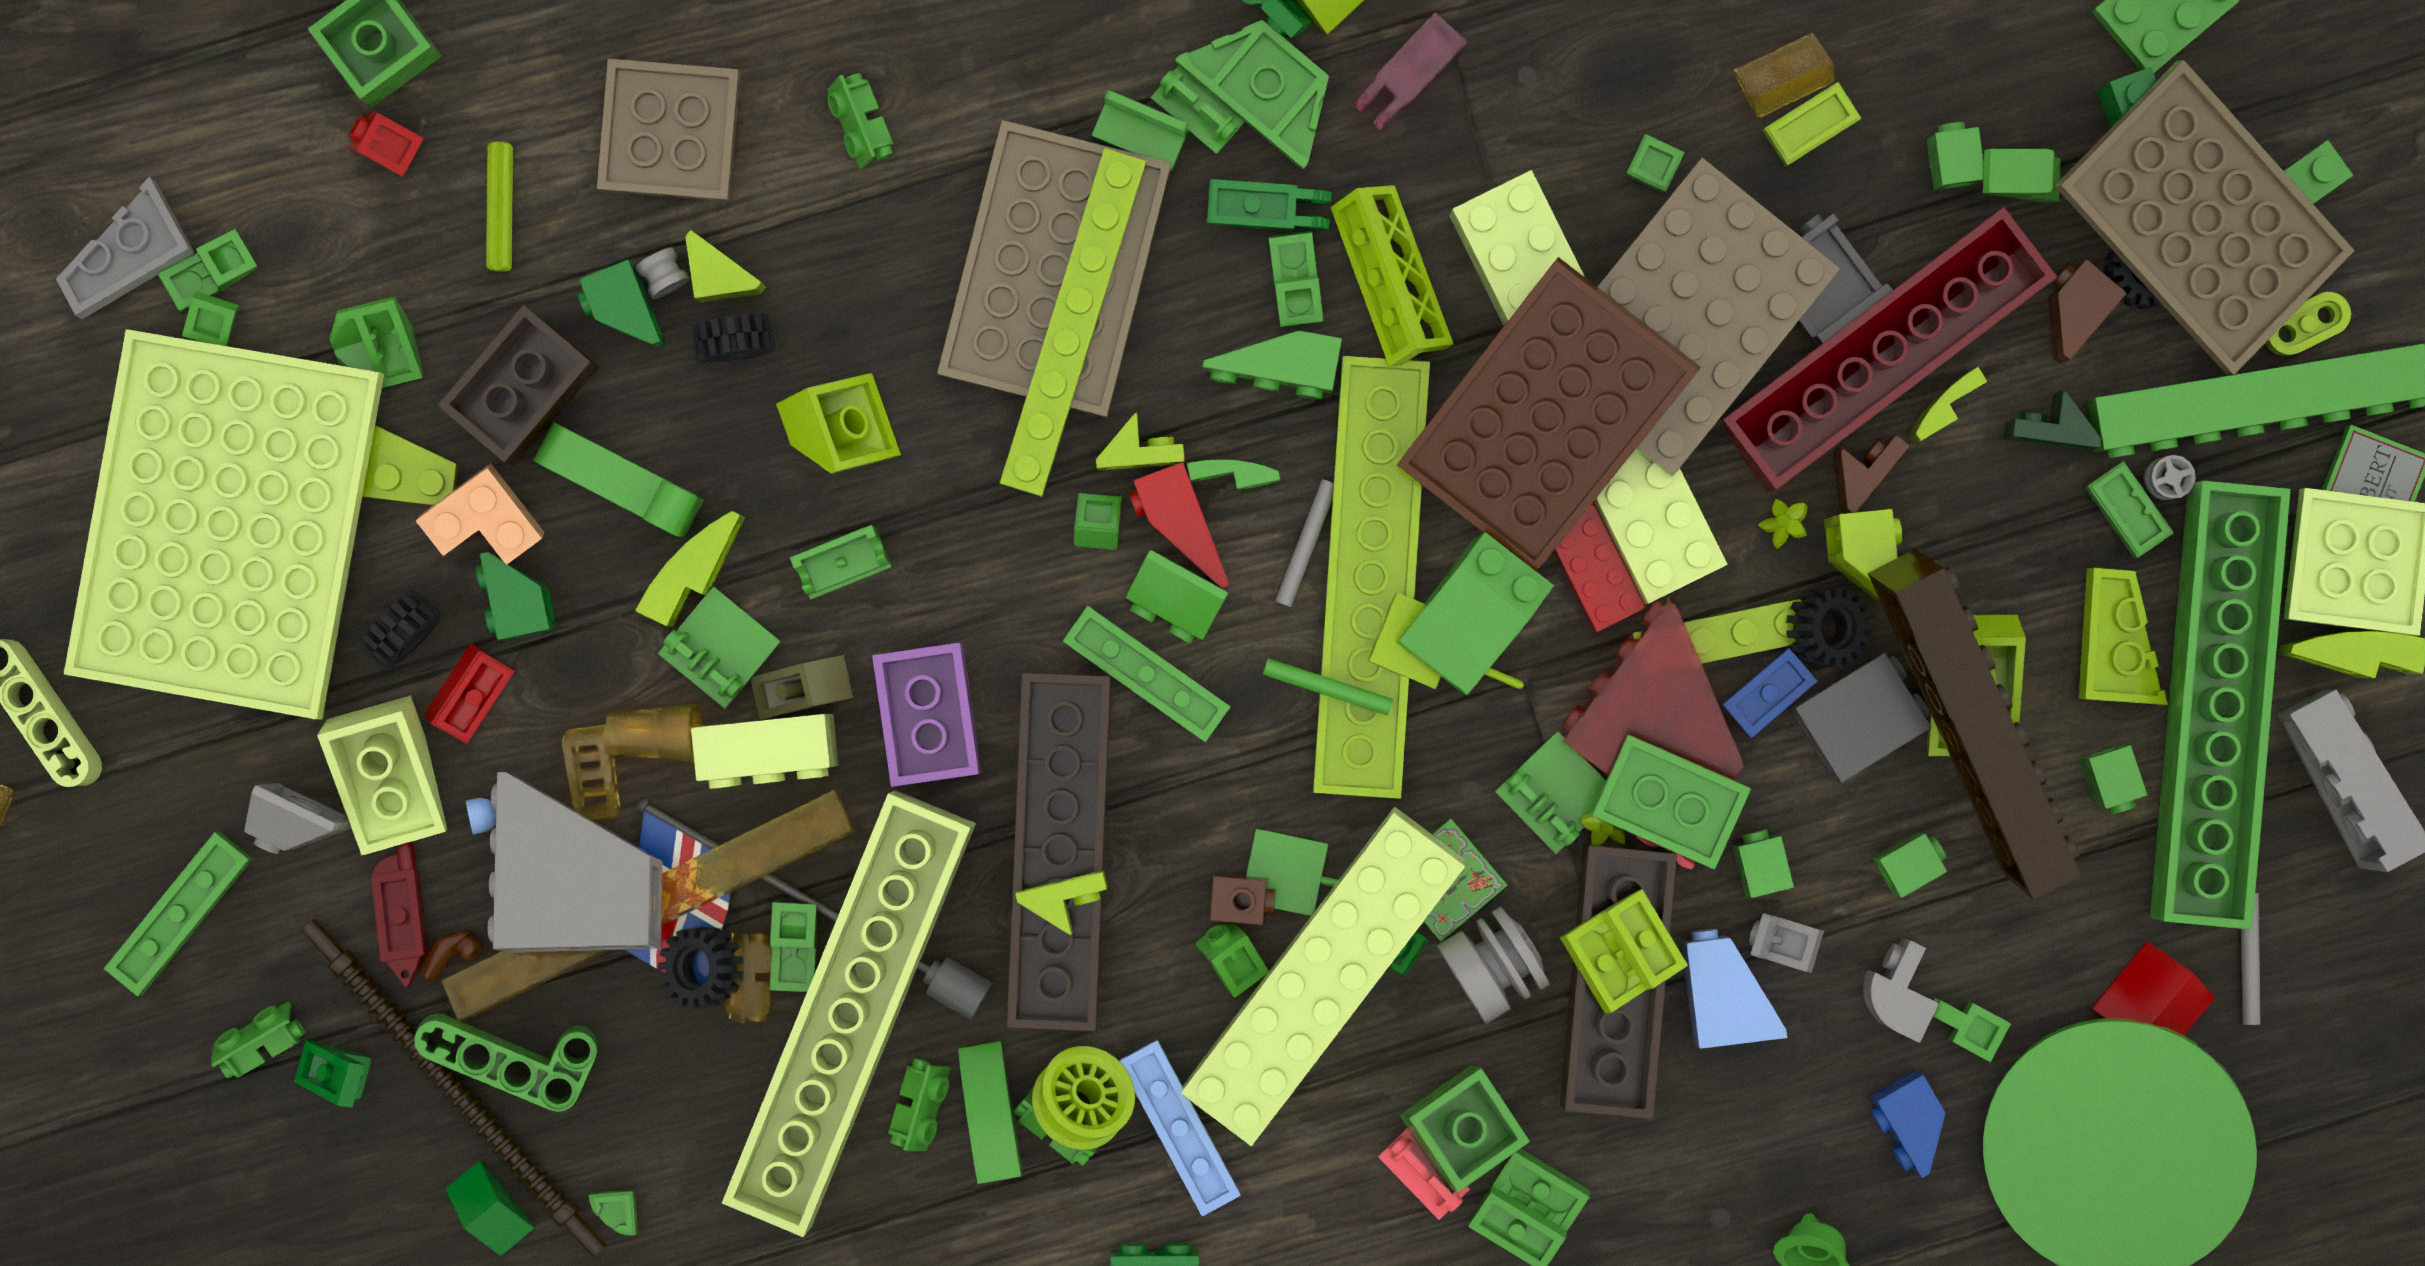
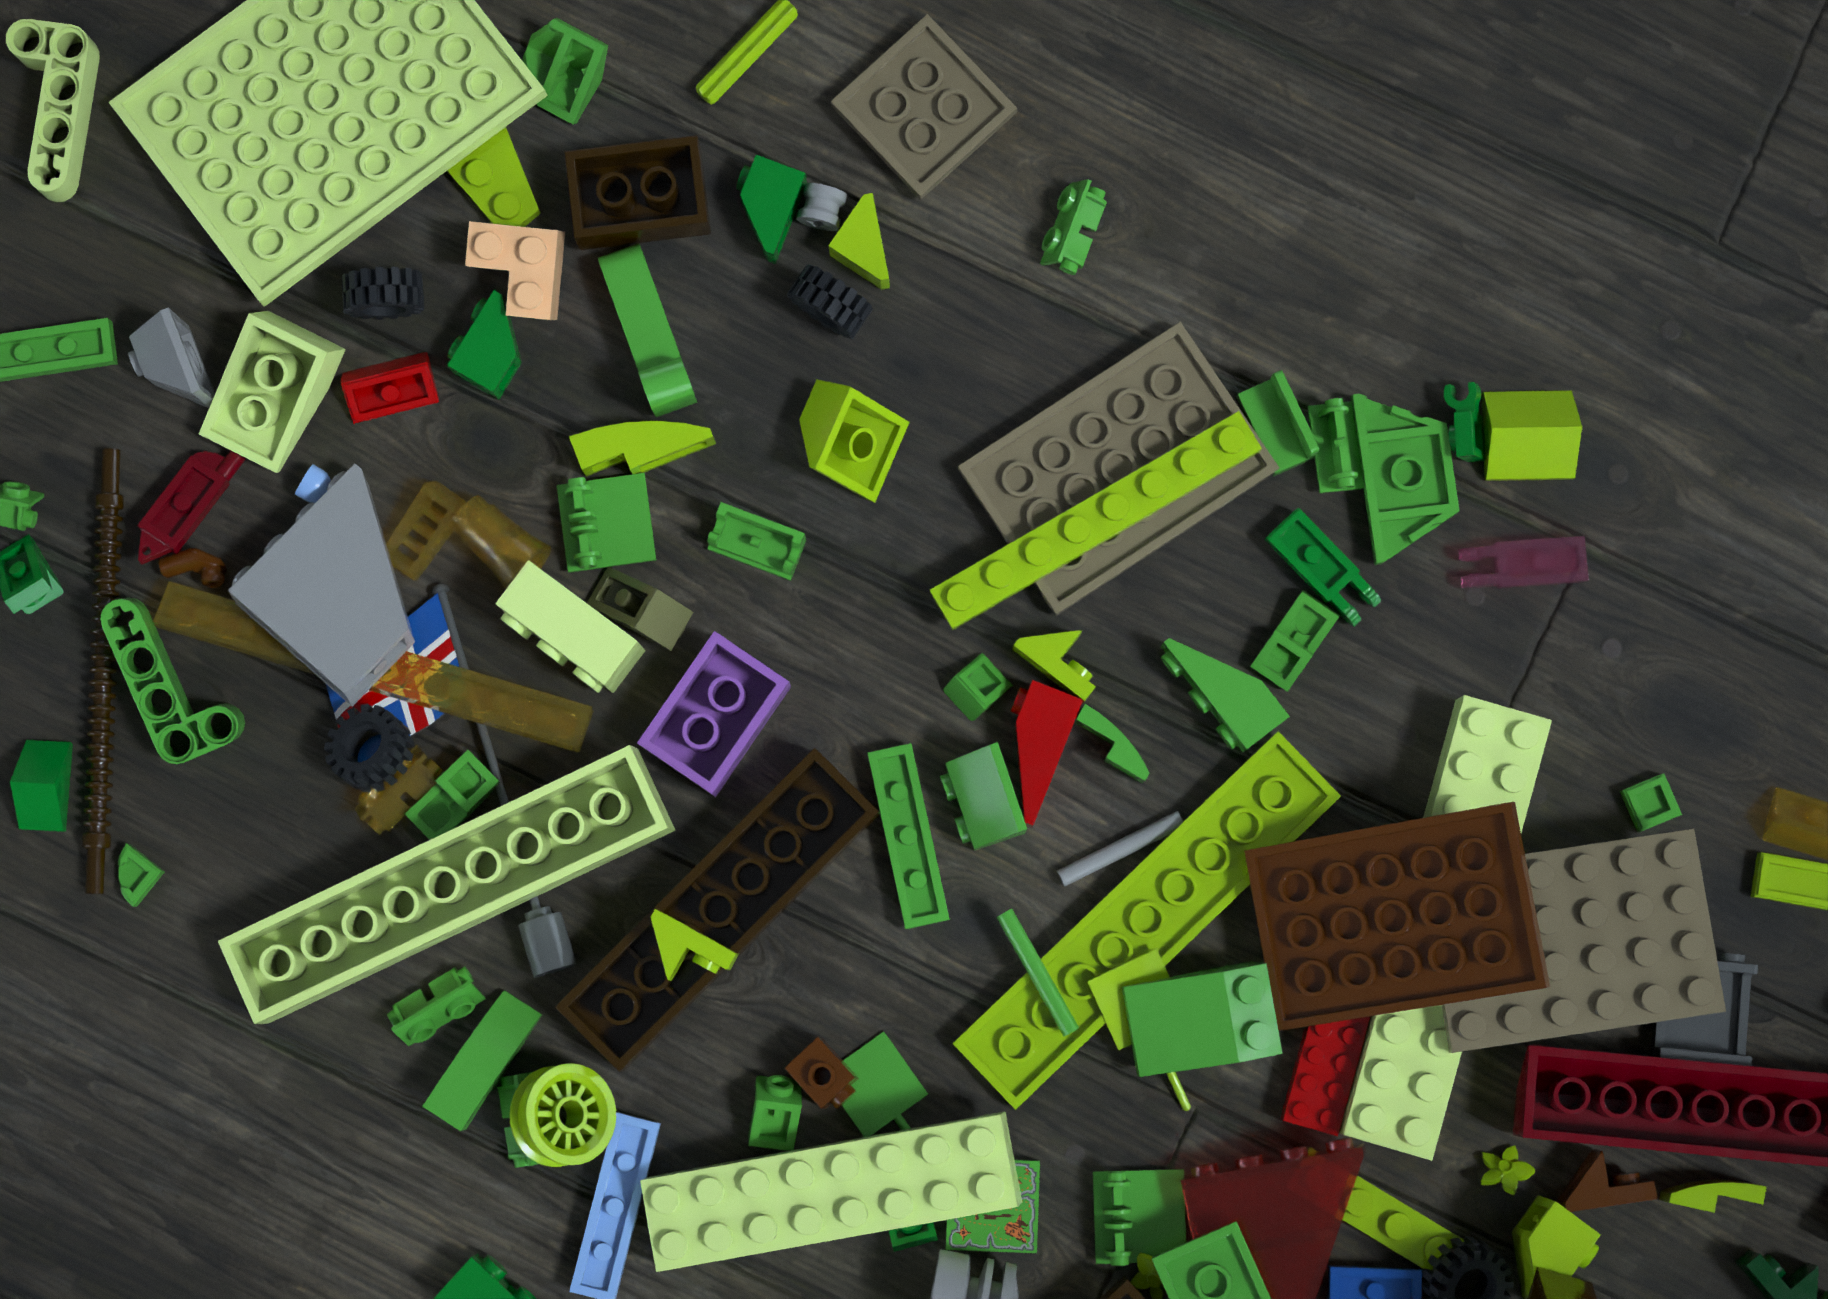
camera: 50 degrees right, 5 degrees down
(1383, 274) = (1365, 697): lime fence -> none

